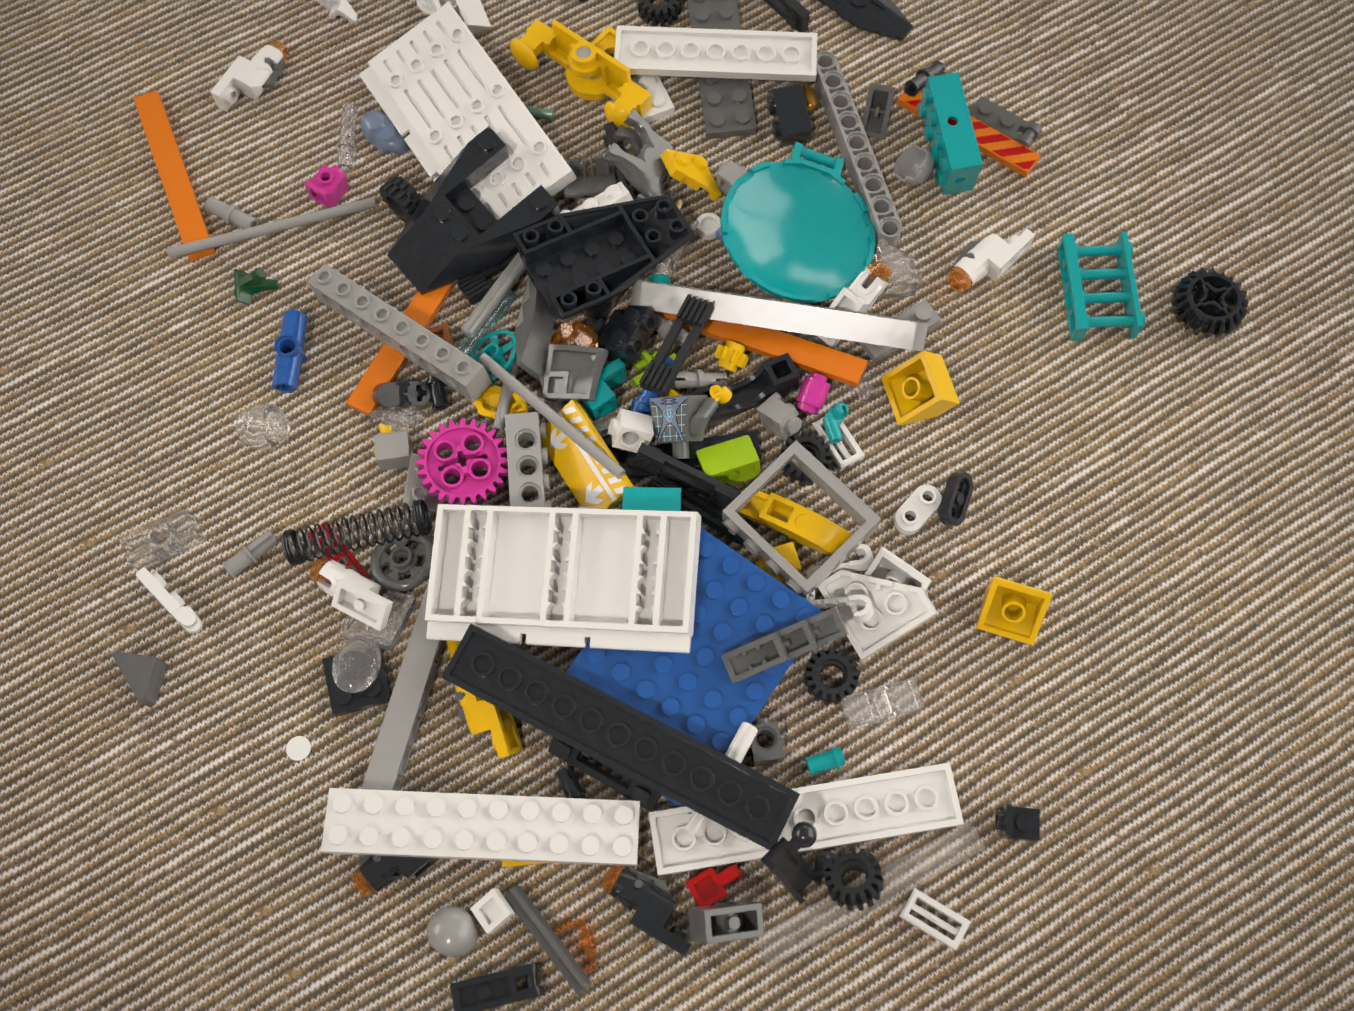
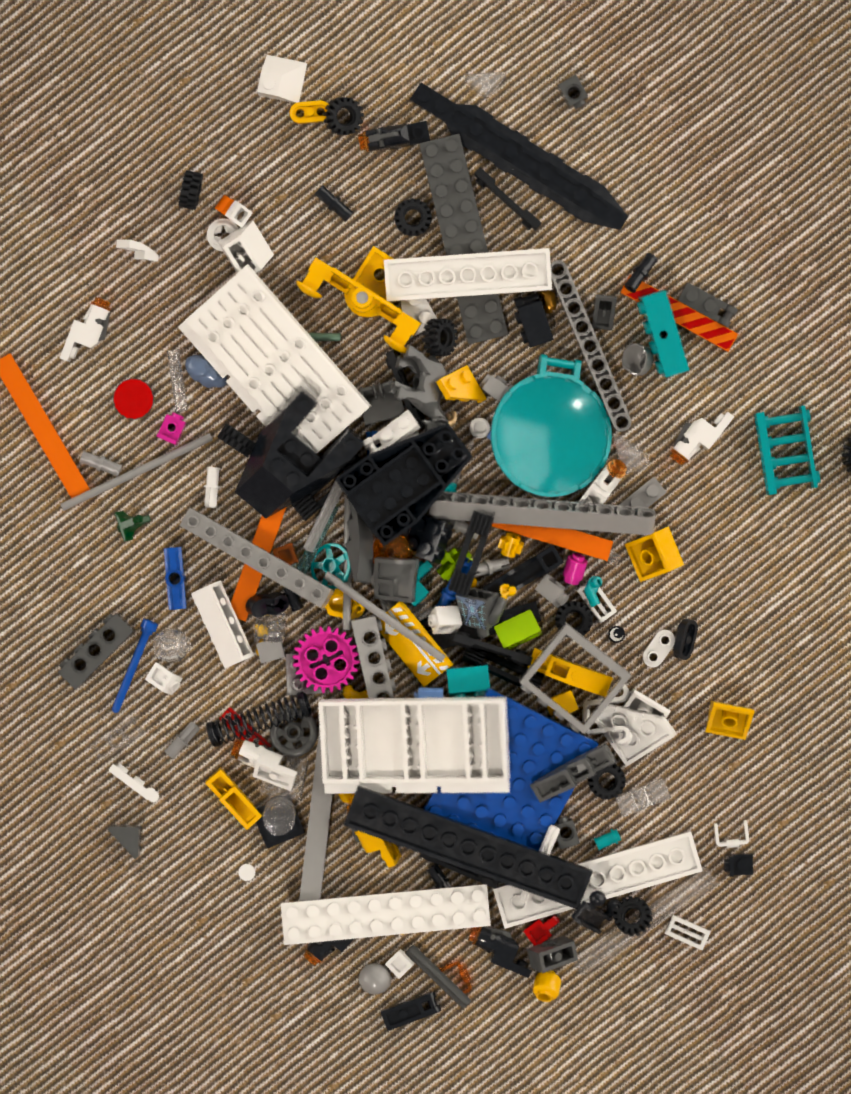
camera: 15 degrees left, 20 degrees up
(160, 440) = (68, 667): none -> dark grey brick
(239, 404) = (148, 628): none -> blue piece
(246, 472) = (163, 679): none -> white bracket
(290, 152) = (133, 399): none -> red tile
(299, 636) = (233, 798): none -> yellow slope
(336, 409) = (222, 624): none -> white brick
(362, 254) = (211, 487): none -> white axle
(672, 115) = (439, 337): none -> black tyre
(711, 974) = (547, 986): none -> yellow head
(861, 487) = (616, 634): none -> black sticker
(1008, 790) = (733, 842): none -> white piece

